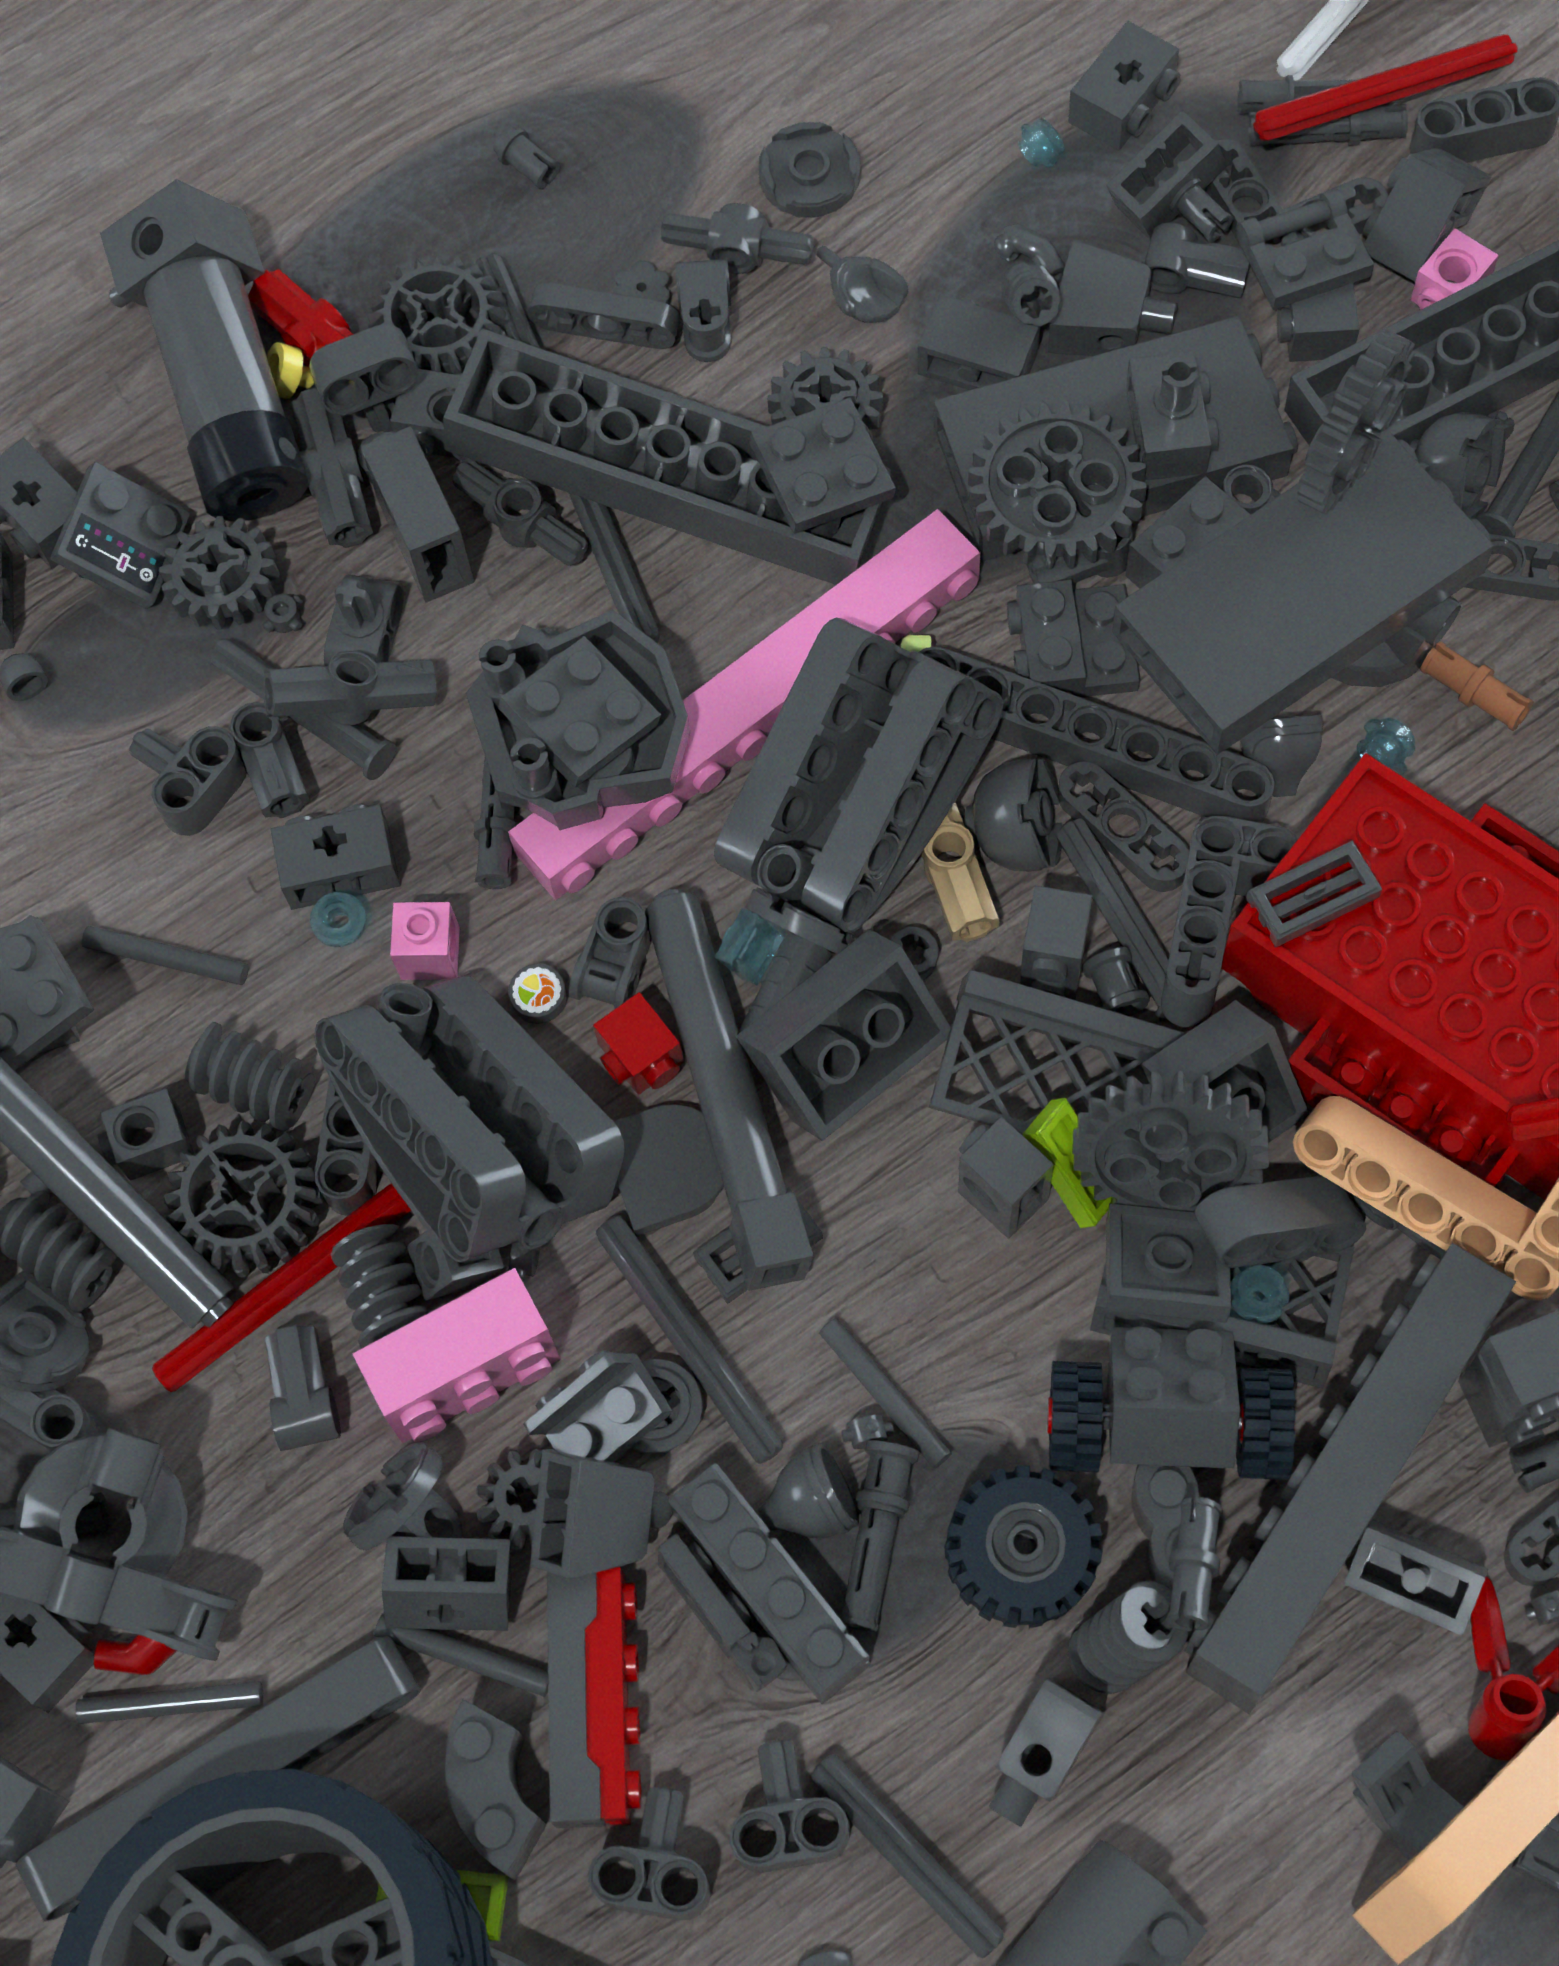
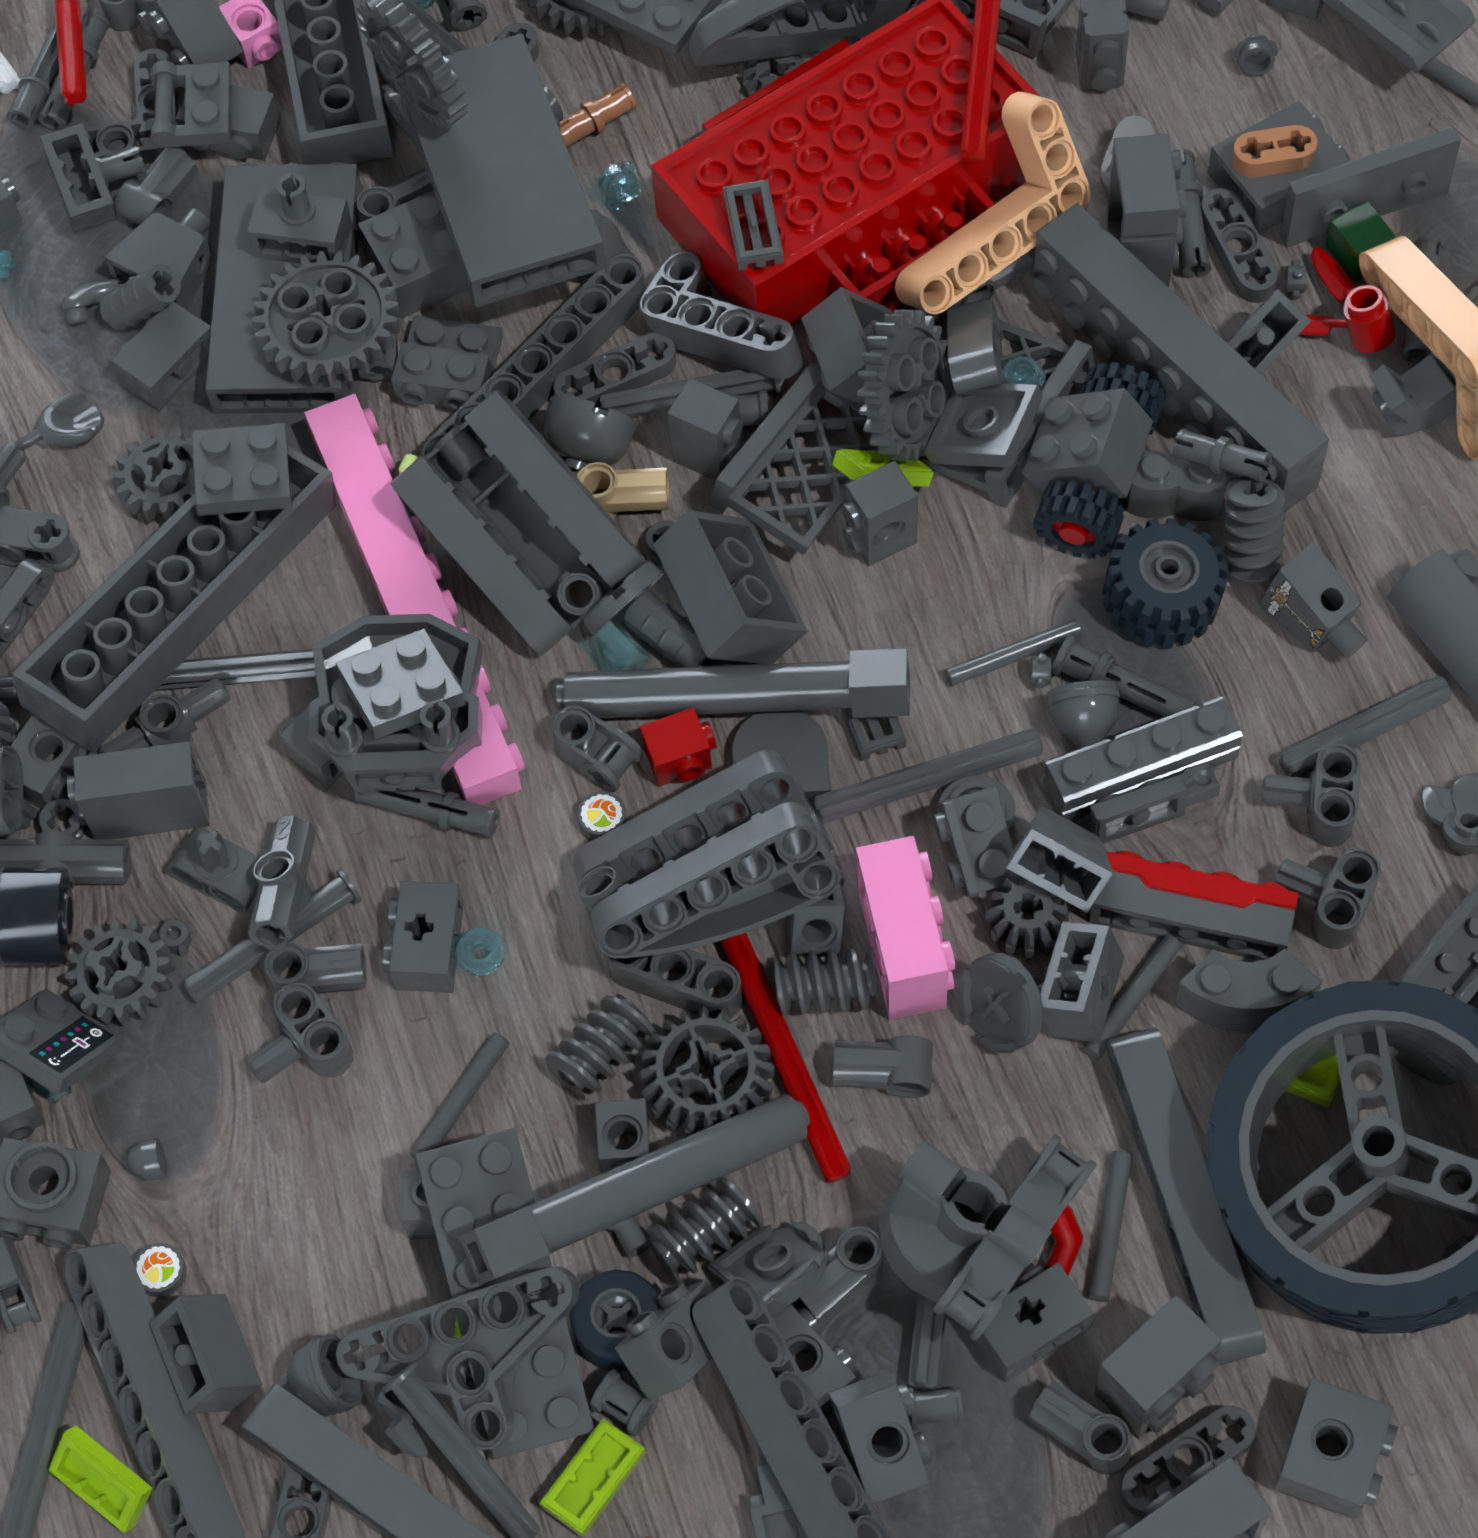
camera: 75 degrees left, 5 degrees down
(425, 940) = (530, 882): bright pink brick -> none

